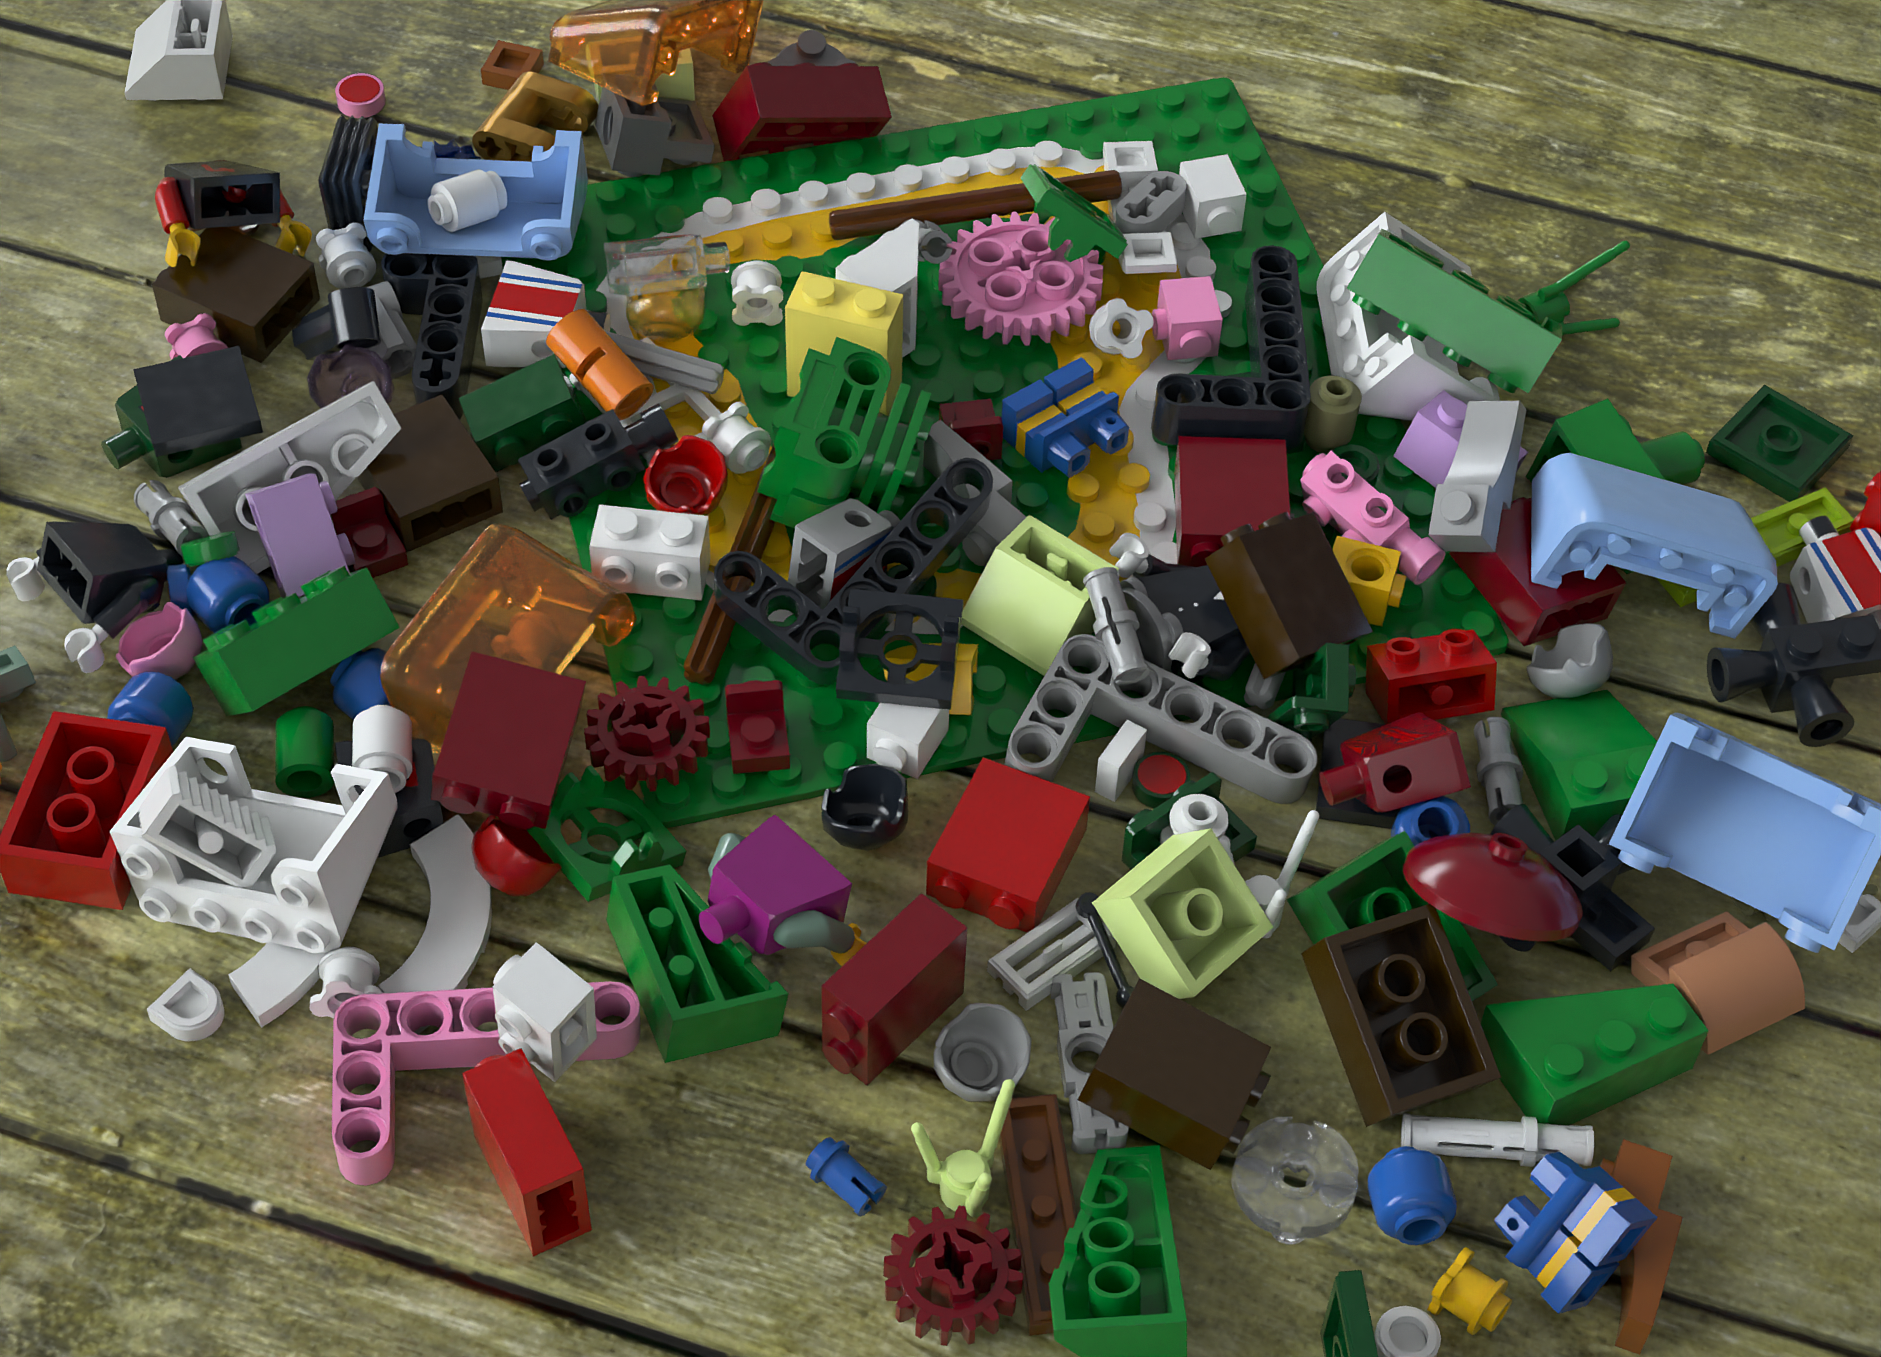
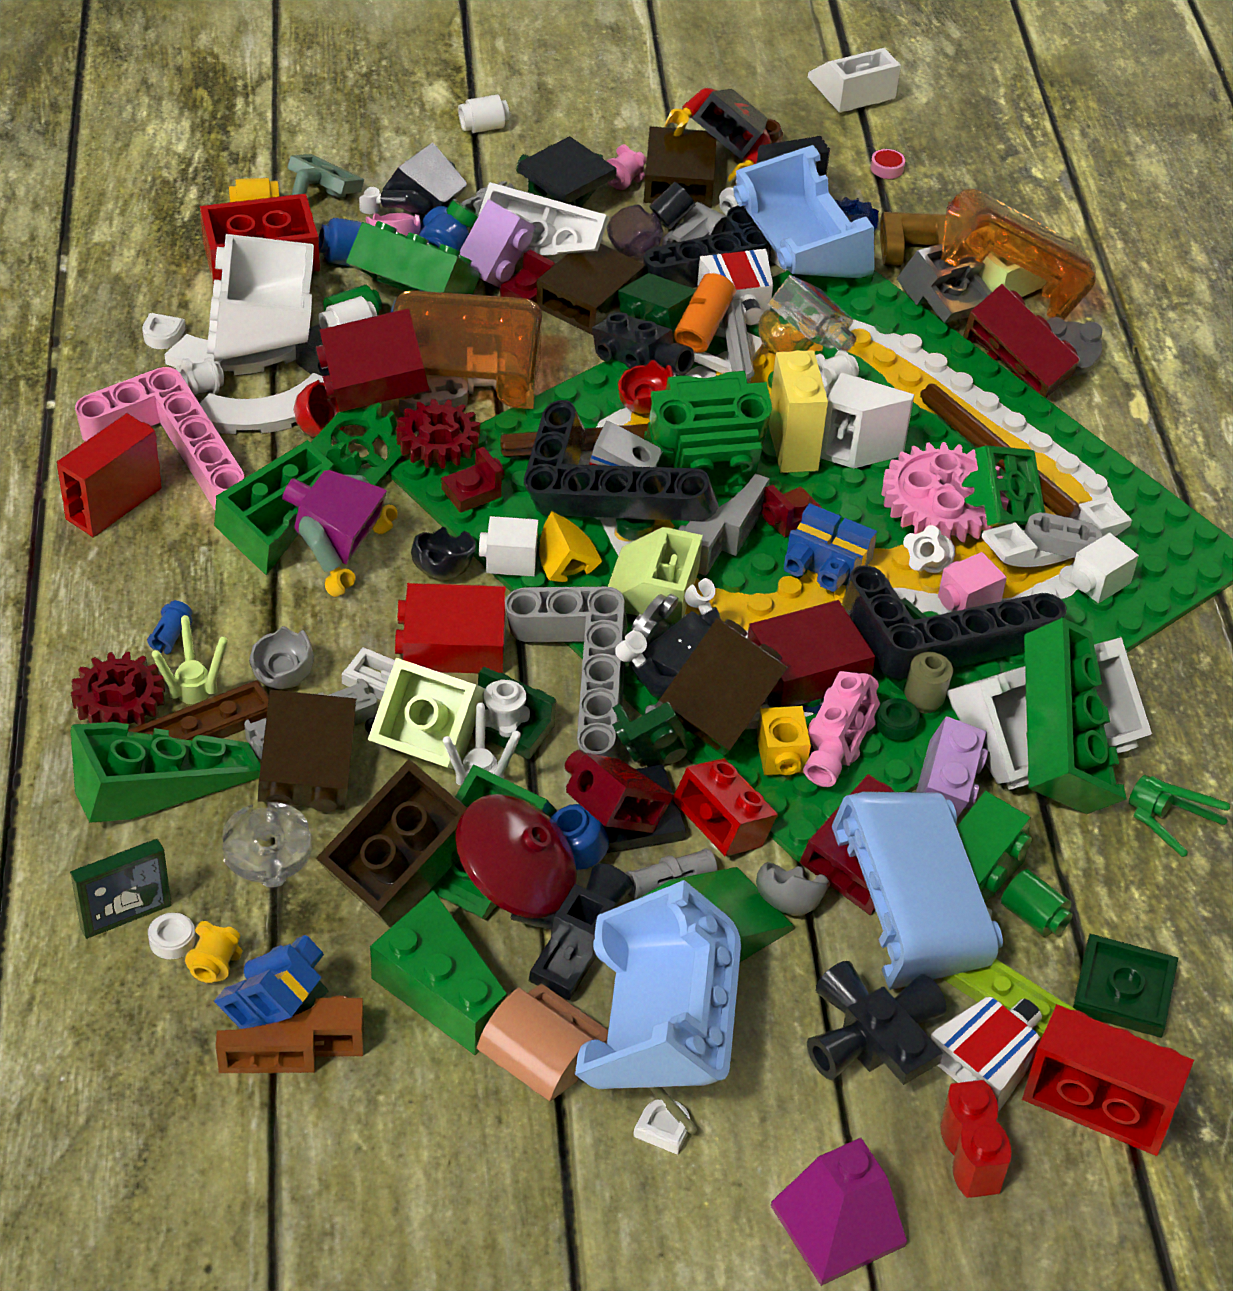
camera: 65 degrees right, 5 degrees down
(207, 829) = (250, 266): white brick -> none
(467, 199) = (801, 215): white brick -> none
(544, 1011) = (182, 431): white brick -> none
(651, 551) = (577, 380): white brick -> none
(893, 989) = (300, 593): dark red brick -> none
(929, 692) = (550, 525): black piece -> none
(932, 243) = (931, 428): light grey pin -> none
(1116, 626) = (628, 599): light grey pin -> none
(1119, 759) = (556, 664): white tile -> none
(1158, 777) = (565, 691): red tile -> none
(1412, 1195) = (274, 901): blue head -> none
(1480, 478) = (903, 765): light grey slope -> none
(1497, 1139) = (352, 957): white pin -> none

